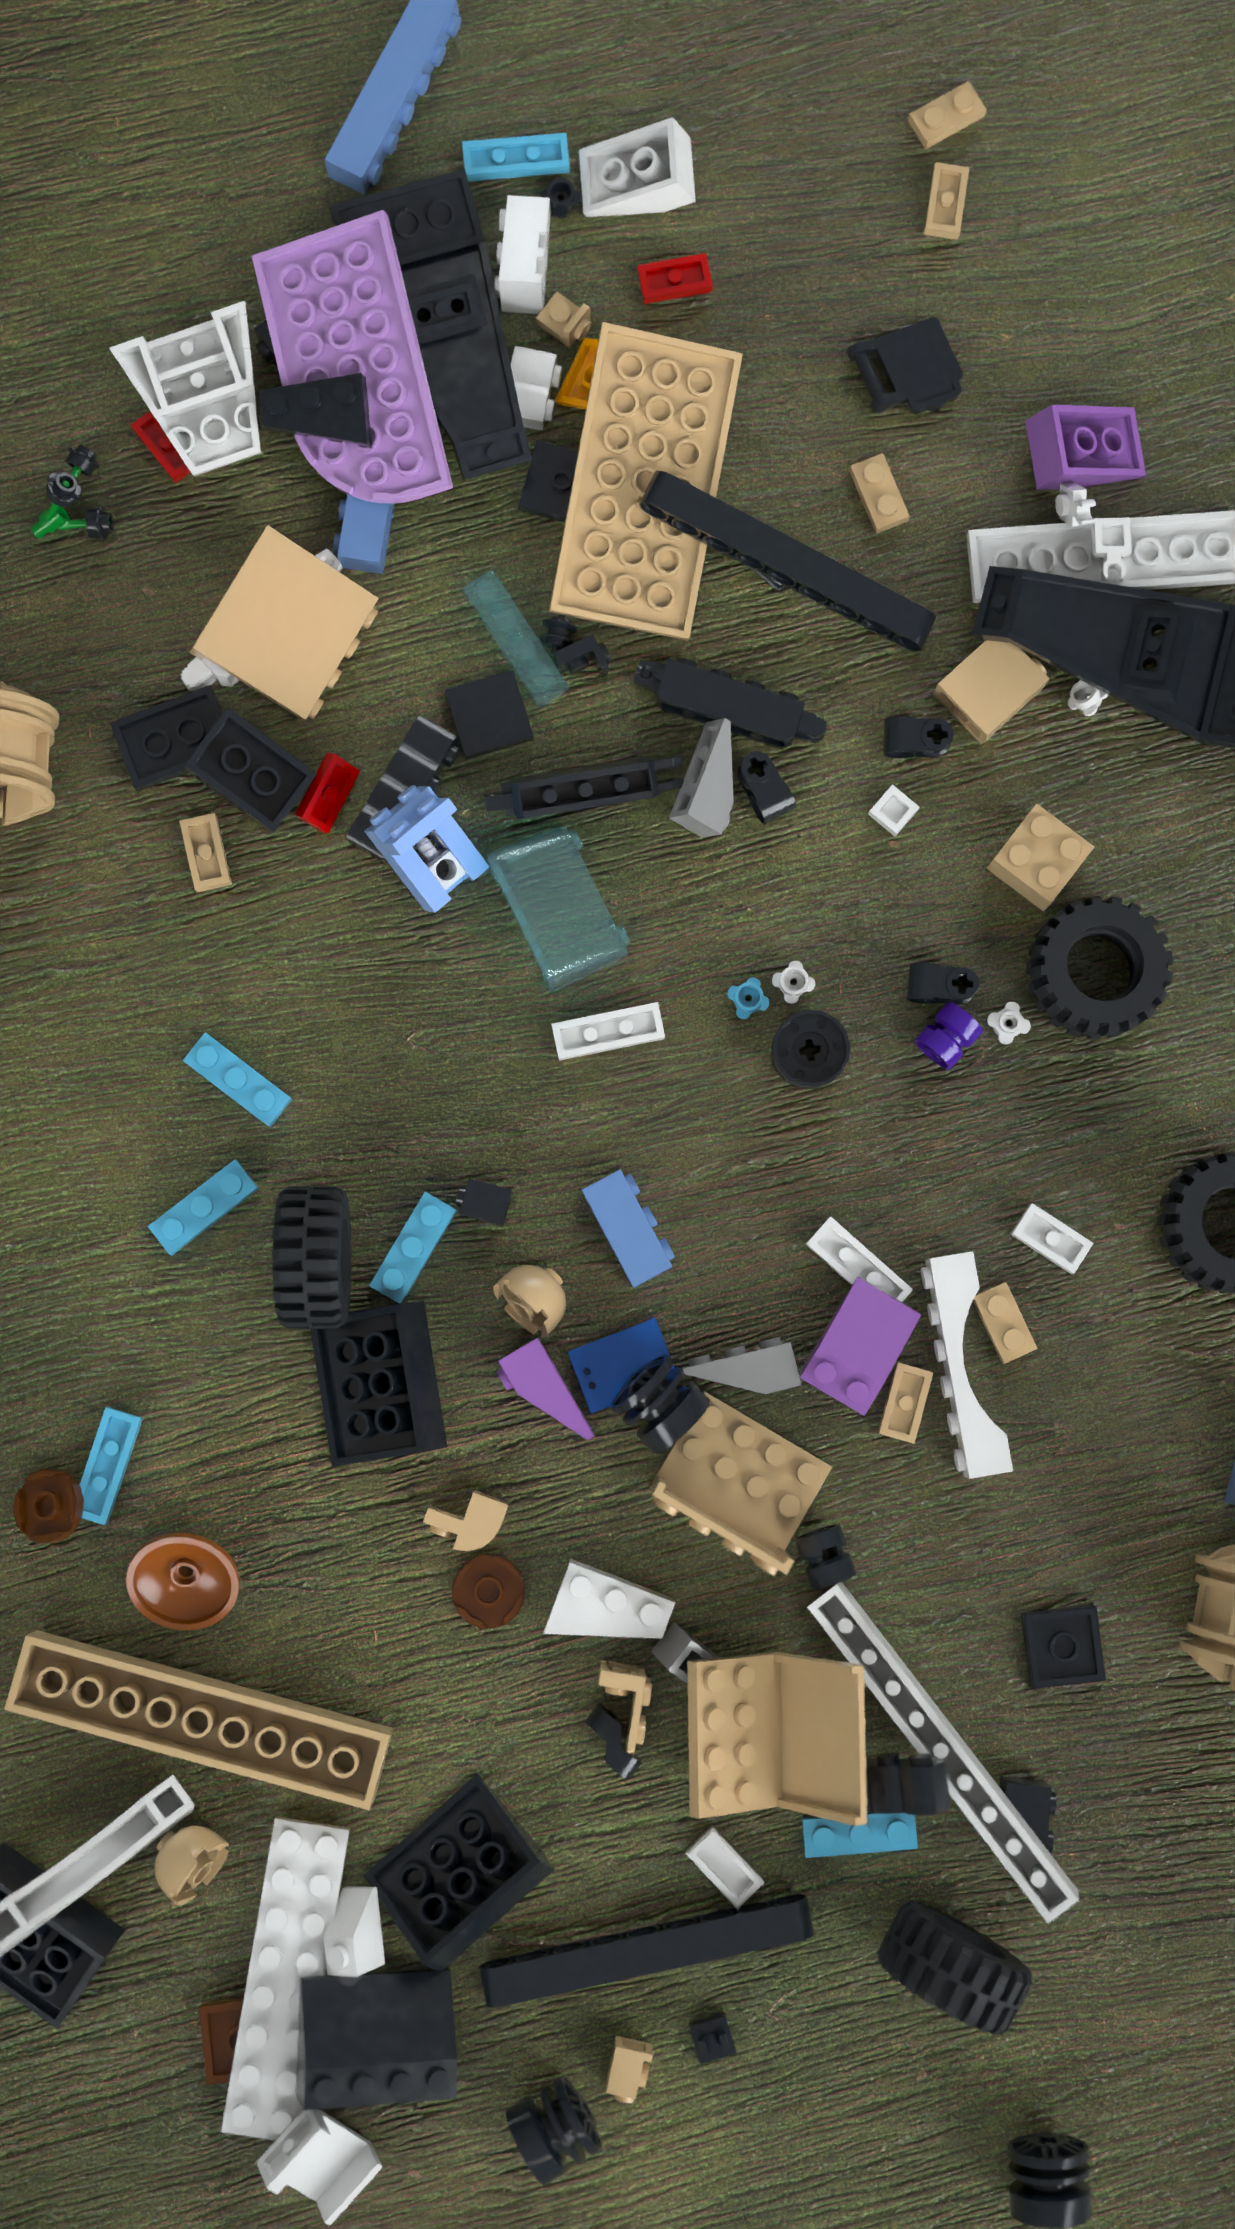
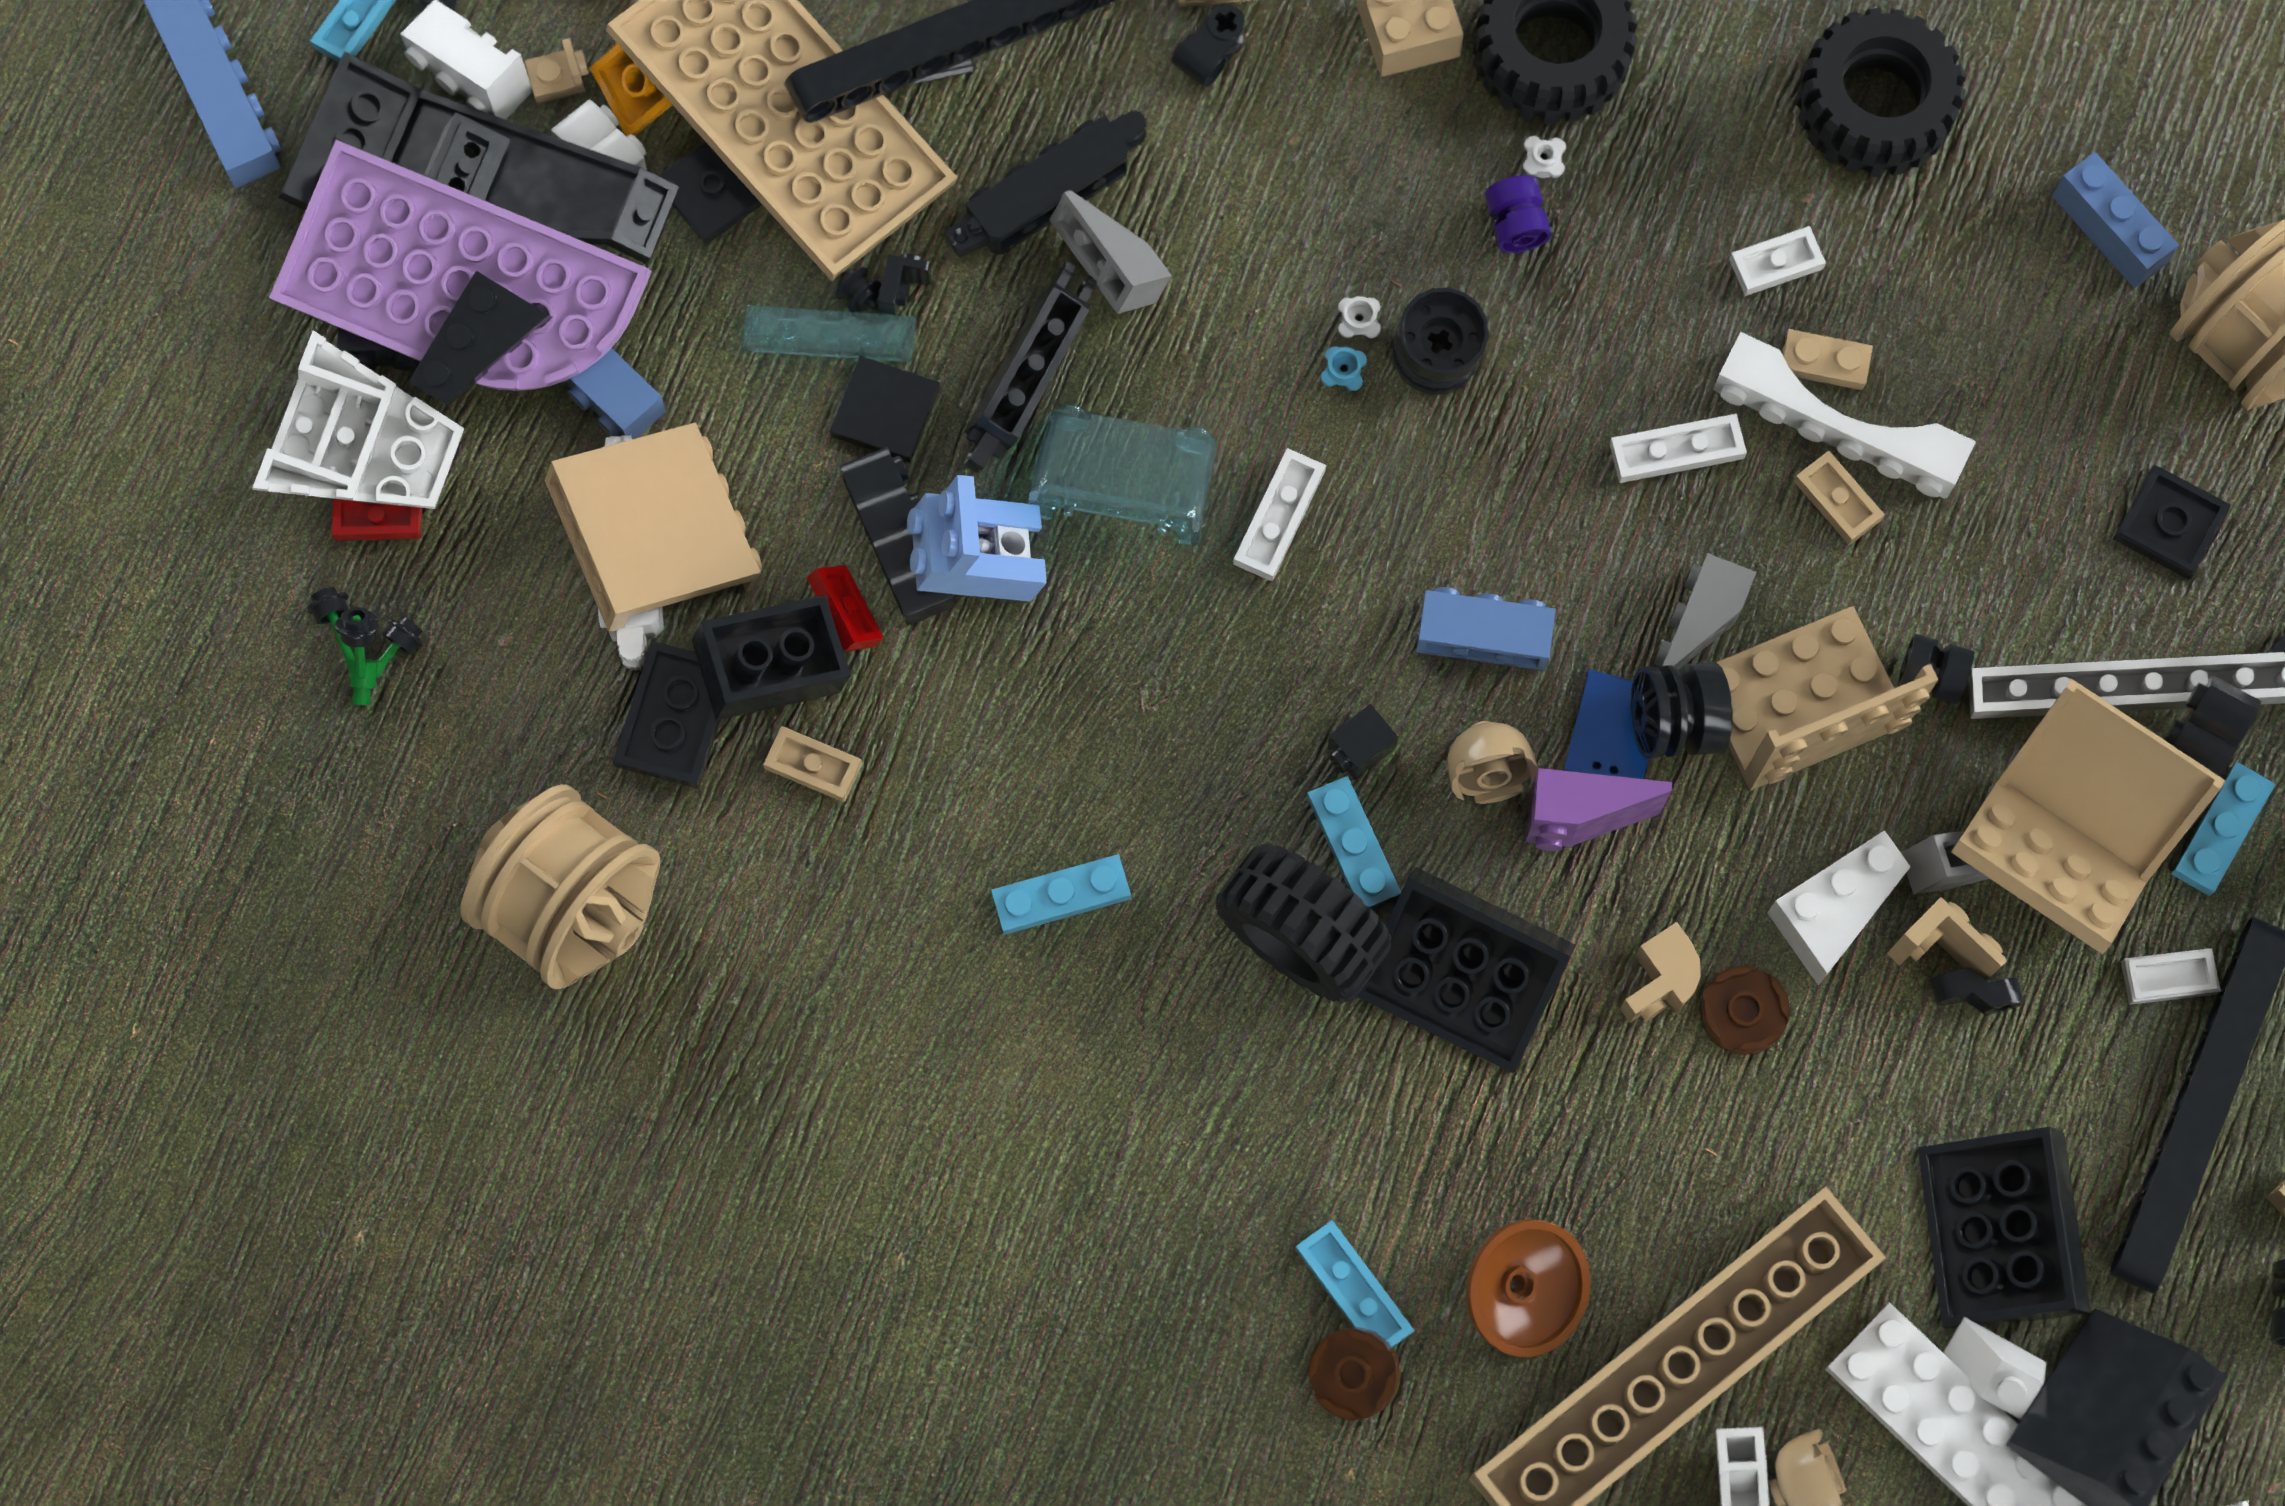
camera: 50 degrees left, 10 degrees down
(203, 1207) = (1163, 1016): medium azure plate -> none
(768, 792) = (1158, 212): black piece -> none
(860, 1346) = (1756, 495): medium lavender slope -> none
(893, 810) = (1265, 115): white plate -> none
(933, 984) = (1459, 191): black piece -> none

